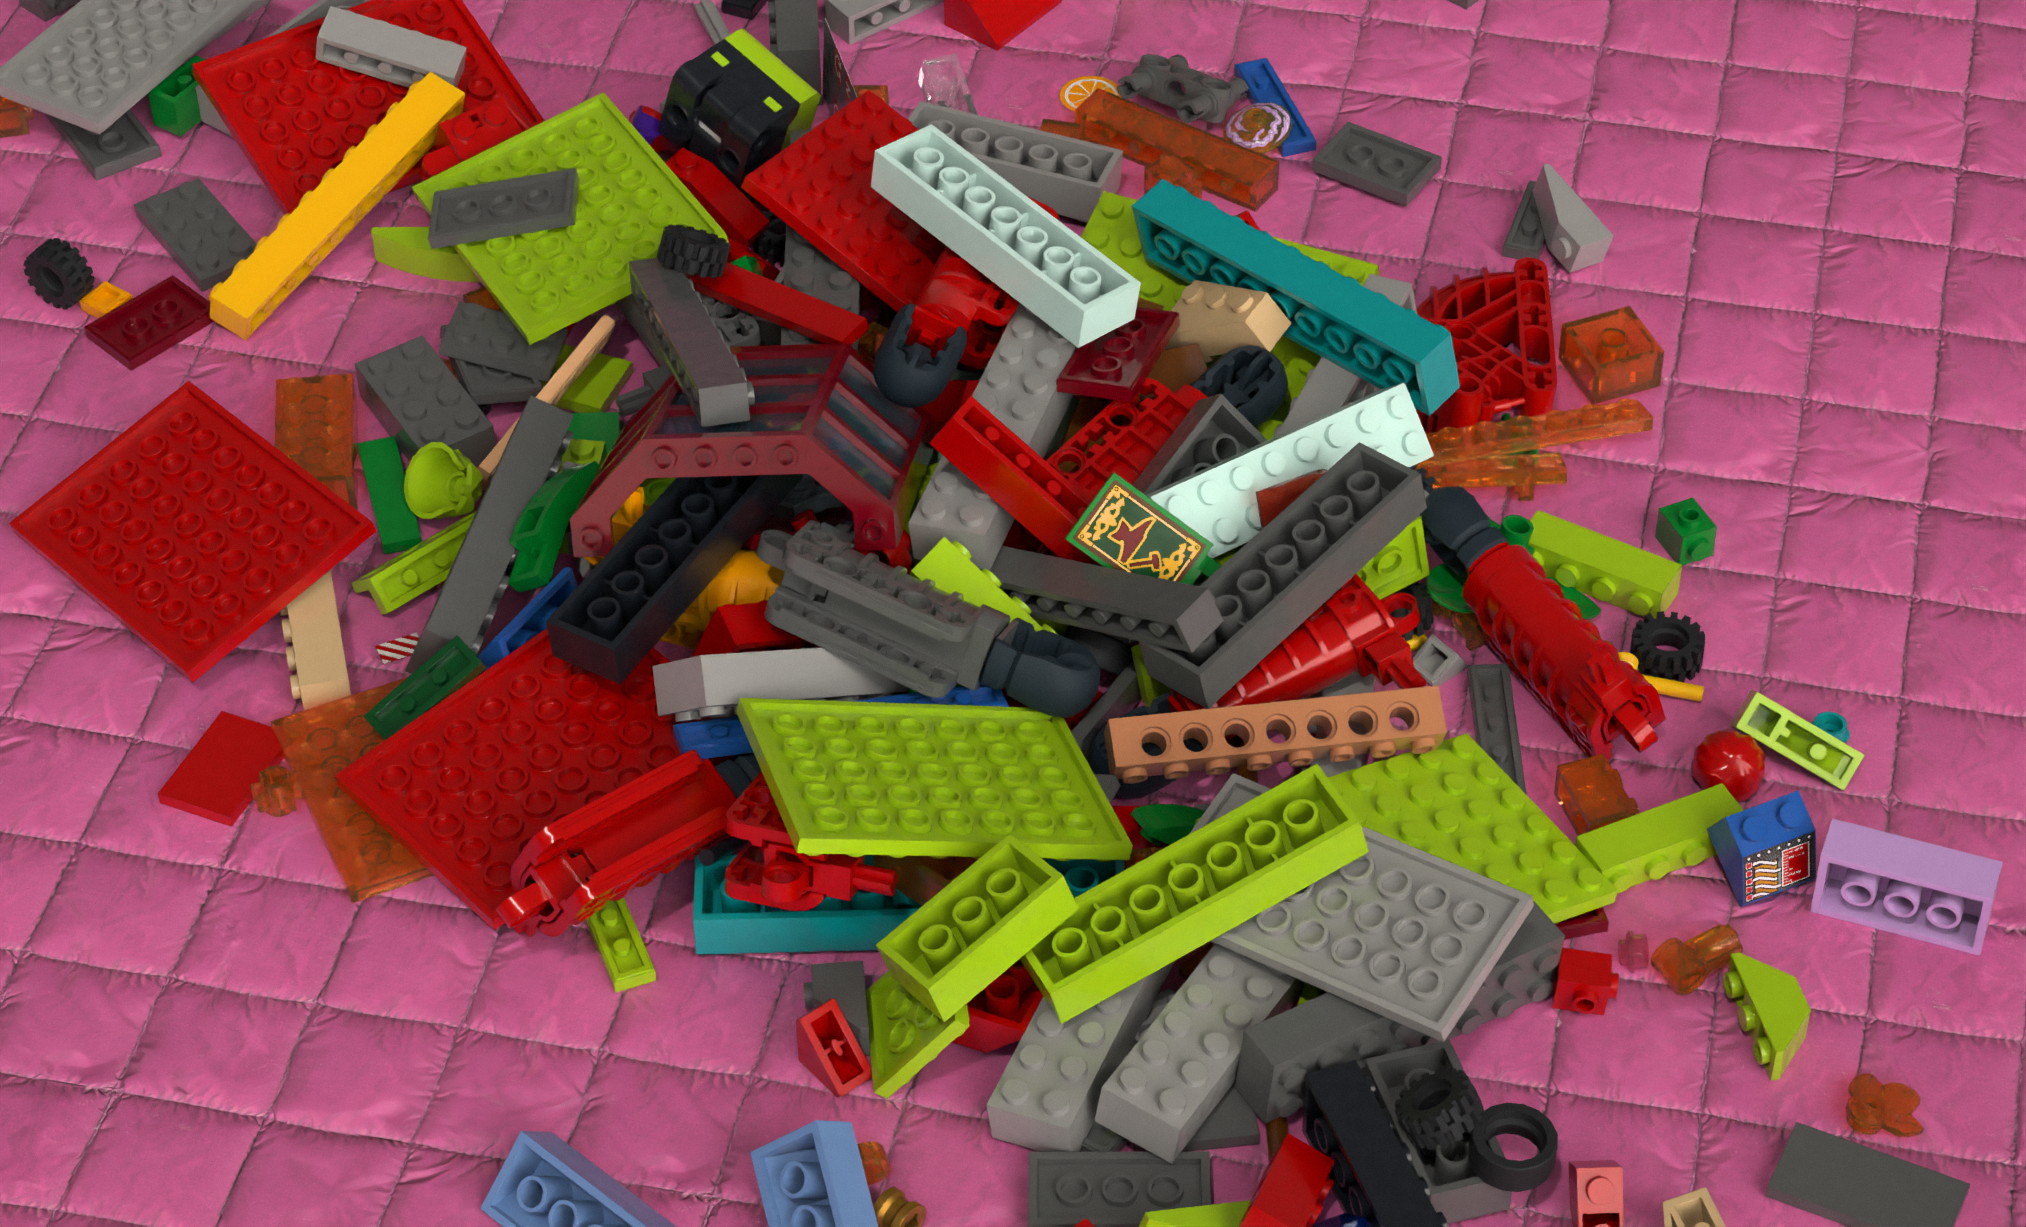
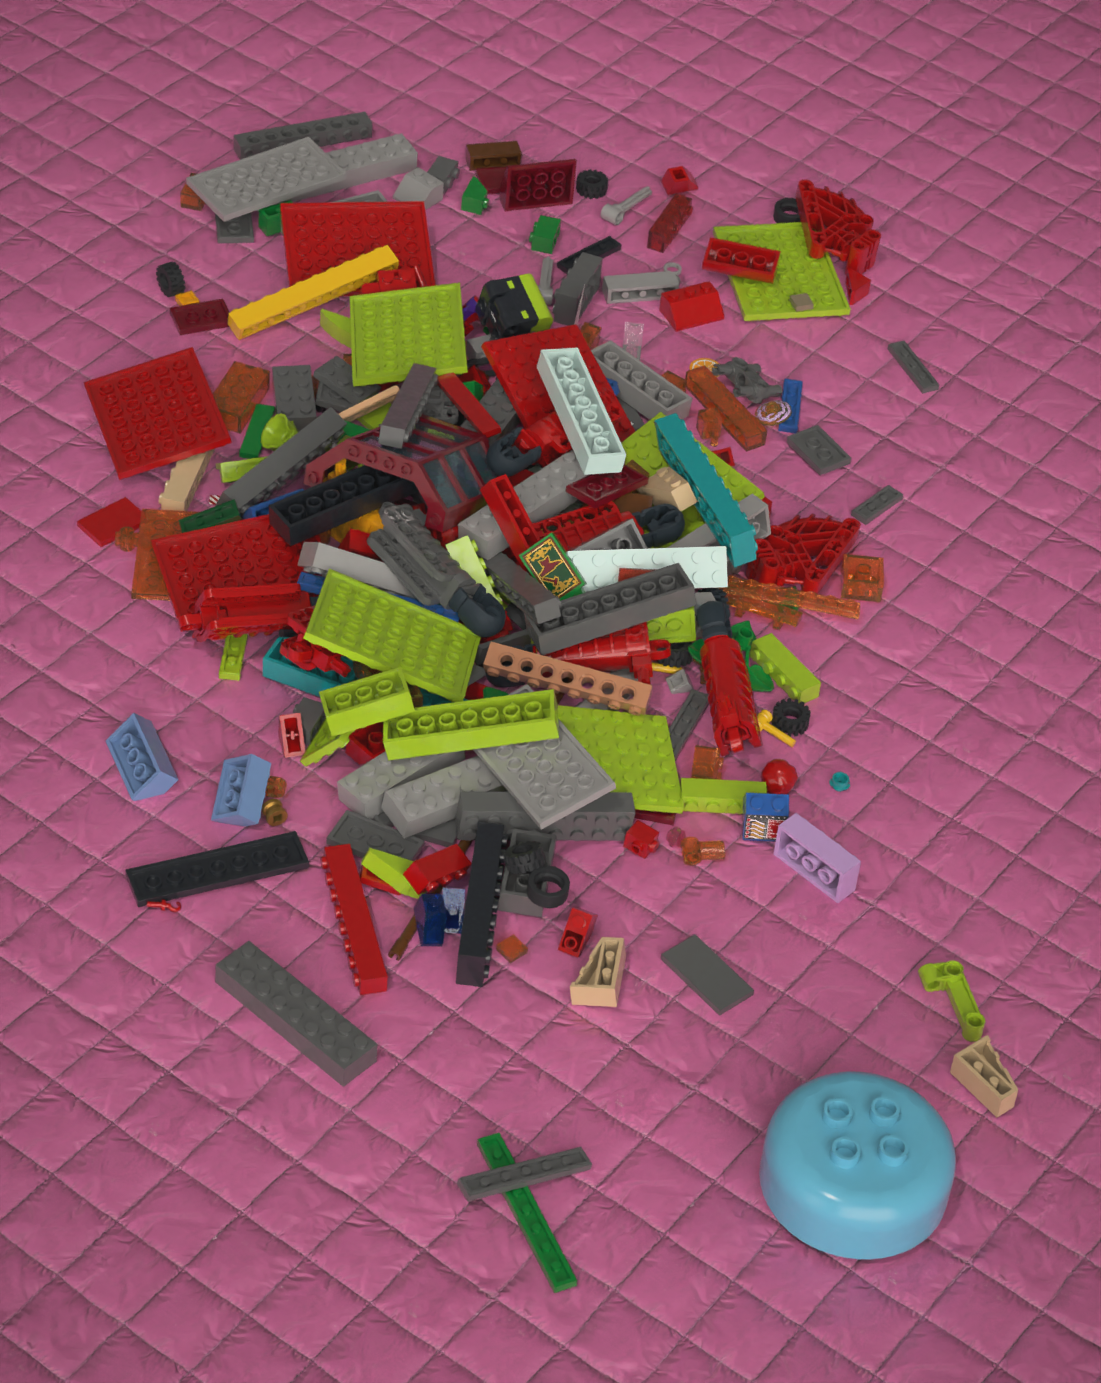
camera: 20 degrees right, 0 degrees up
(196, 232) = (246, 281): dark grey plate -> none
(386, 49) = (374, 228): light grey brick -> none
(504, 208) = (380, 320): dark grey tile -> none
(543, 525) = (296, 469): green slope -> none
(693, 251) = (443, 368): black tyre -> none
(719, 196) = (474, 338): red slope -> none
(1568, 224) = (888, 516): light grey slope -> none
(1685, 531) = (838, 670): green brick -> none
(1769, 1009) = (717, 886): lime slope -> none
(1797, 739) = (817, 777): lime slope -> none
(1882, 1107) = (740, 944): clear orange plate -> none

